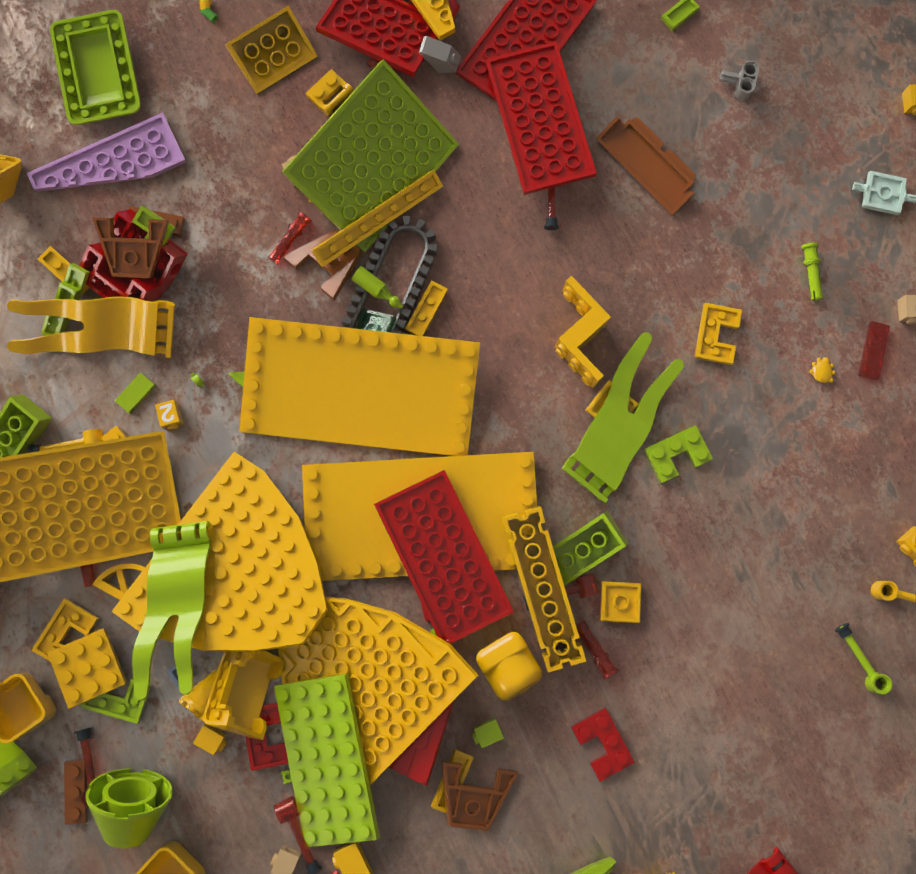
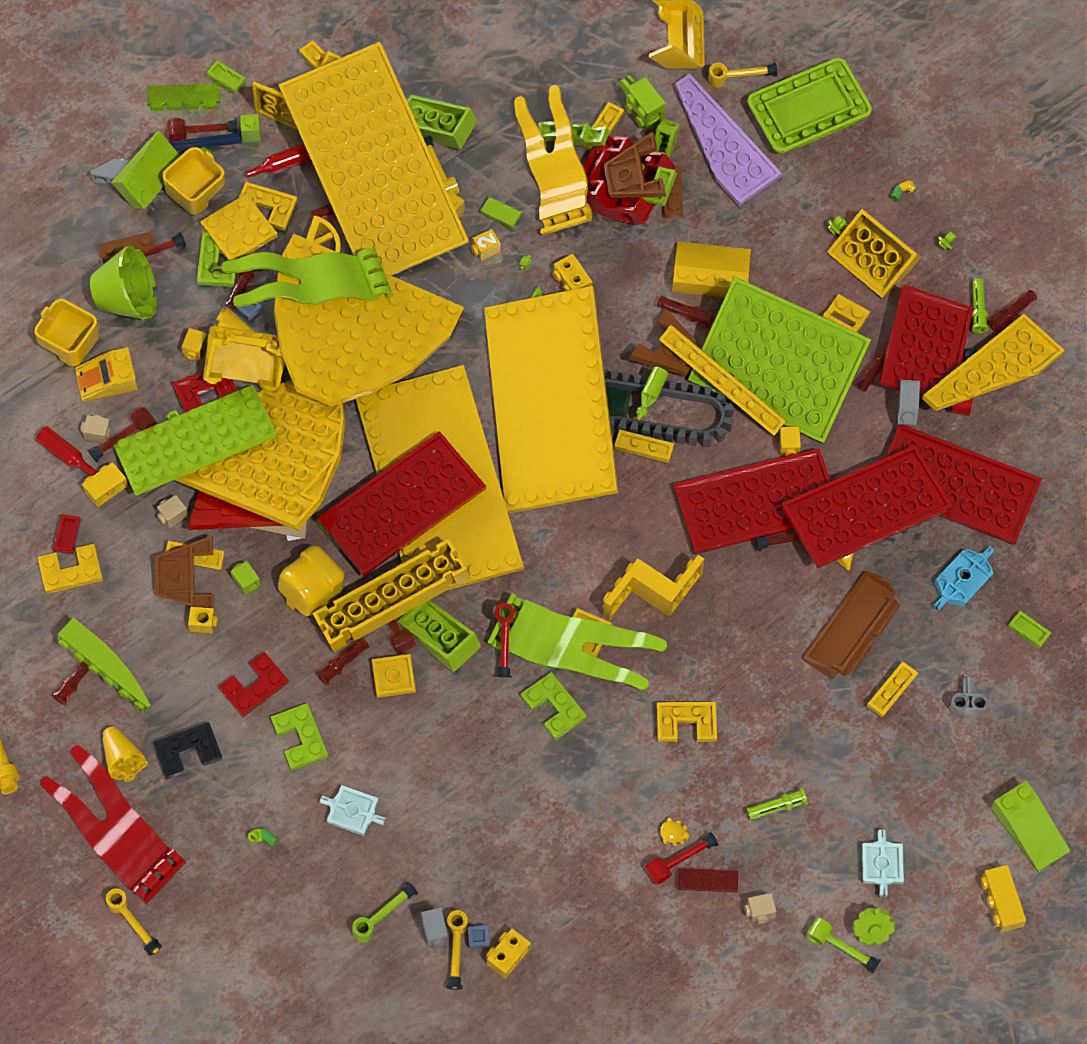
camera: 80 degrees right, 15 degrees down
(16, 608) = (281, 161): none -> red piece
(35, 140) = (720, 69): none -> yellow piece
(47, 223) = (643, 102): none -> lime brick
(92, 206) = (667, 134): none -> lime torso
(155, 679) = (240, 286): none -> clear red pin
(224, 840) = (106, 375): none -> yellow slope
(226, 337) = (571, 274): none -> yellow brick
(233, 78) = (836, 226): none -> lime plate
(250, 203) = (708, 268): none -> yellow slope
(397, 797) = (171, 511): none -> tan brick
(452, 173) = (789, 441): none -> yellow brick
(504, 224) = (746, 500): none -> red plate
(529, 794) = (198, 613): none -> yellow brick
(595, 481) = (504, 671): none -> red piece
(623, 67) = (958, 590): none -> medium azure plate
(657, 842) = (198, 738): none -> black plate
(676, 696) = (302, 721): none -> lime plate
(719, 143) = (892, 689): none -> yellow plate
(754, 670) = (352, 810): none -> light aqua plate
(763, 765) = (262, 834): none -> arm
(860, 390) = (660, 870): none -> red piece
(866, 60) = (1030, 826): none -> lime slope
(889, 614) = (434, 927): none -> light grey slope
(899, 573) = (478, 936): none -> sand blue plate

